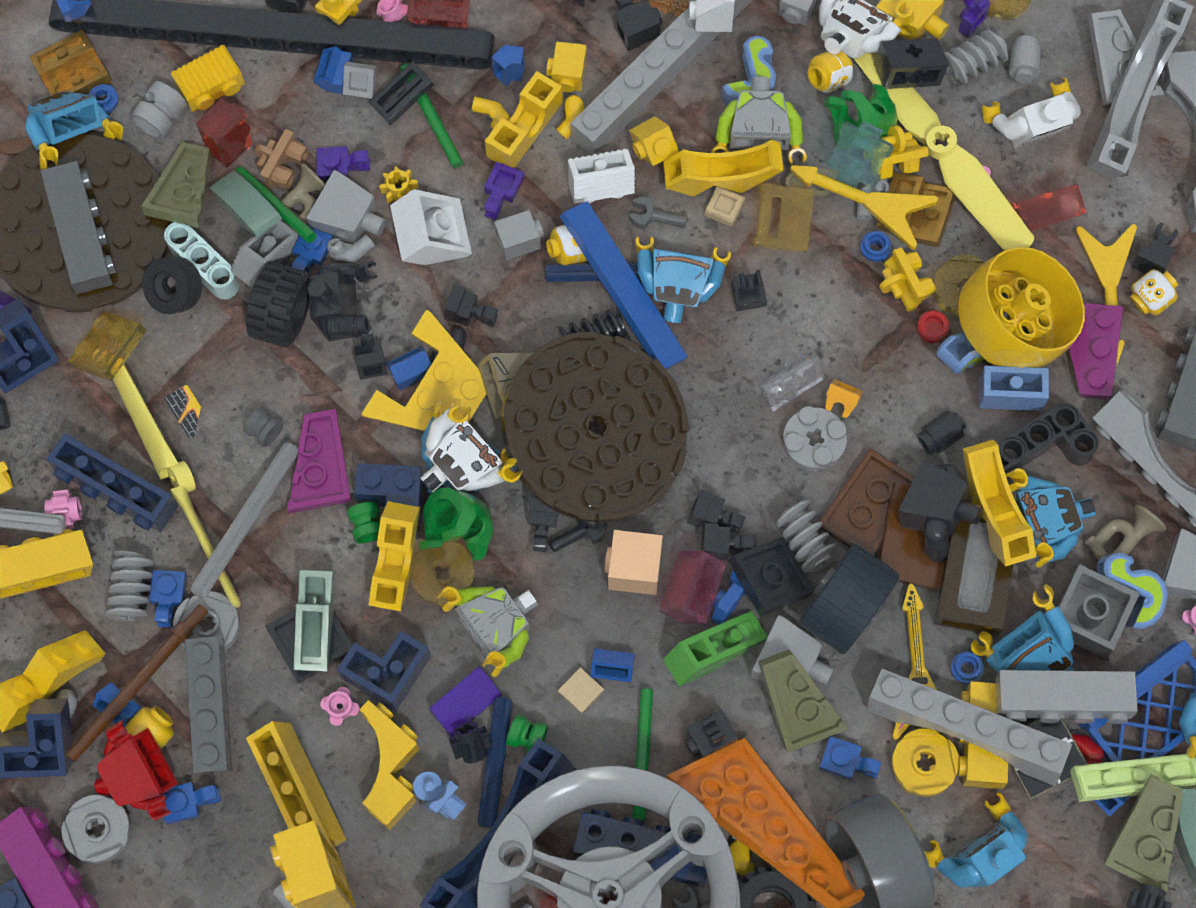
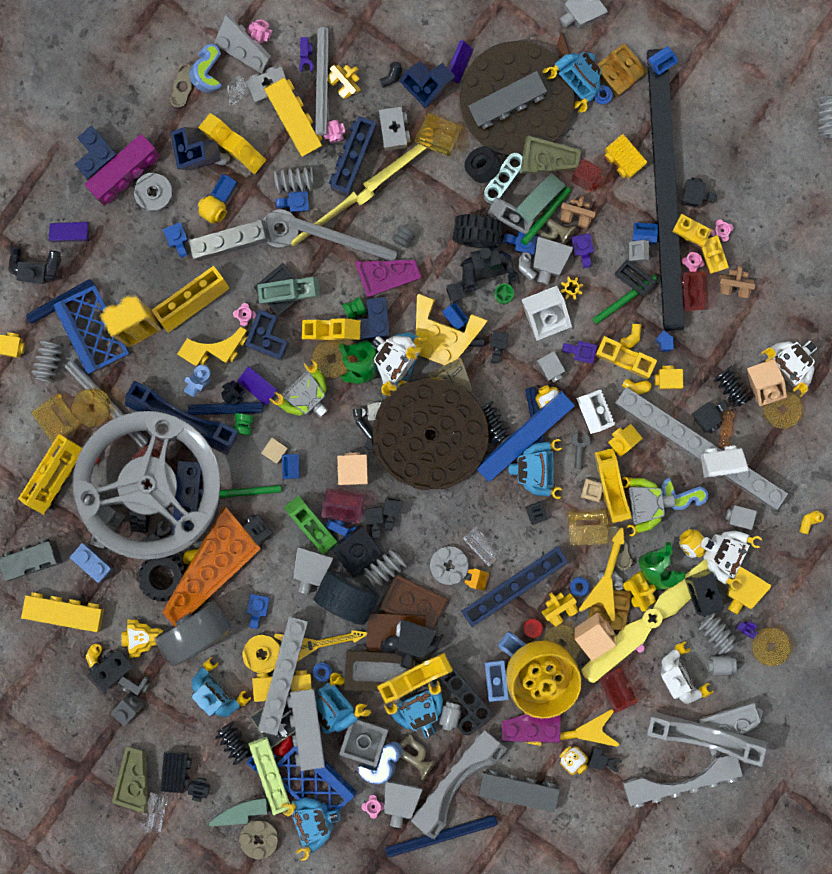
camera: 85 degrees right, 15 degrees up
(95, 424) = (392, 117): none -> light grey brick
(134, 771) = (183, 208): red torso -> none
(156, 113) = (598, 131): light grey wheel -> none
(179, 633) = (269, 216): reddish brown bar -> none
(185, 409) = (410, 188): sticker -> none
(387, 280) = (503, 291): none -> green wheel
(797, 703) = (282, 576): olive wing -> none
(859, 154) = (631, 568): clear light blue piece -> none
(864, 339) = (514, 586): none -> dark blue brick
(941, 432) = (463, 641): black brick -> none
(959, 226) = (595, 636): none -> light nougat head
(1063, 470) = (450, 716): none -> light grey brick
(1073, 831) = (233, 743): none -> black piece
(1148, 834) = (236, 784): olive wing -> none

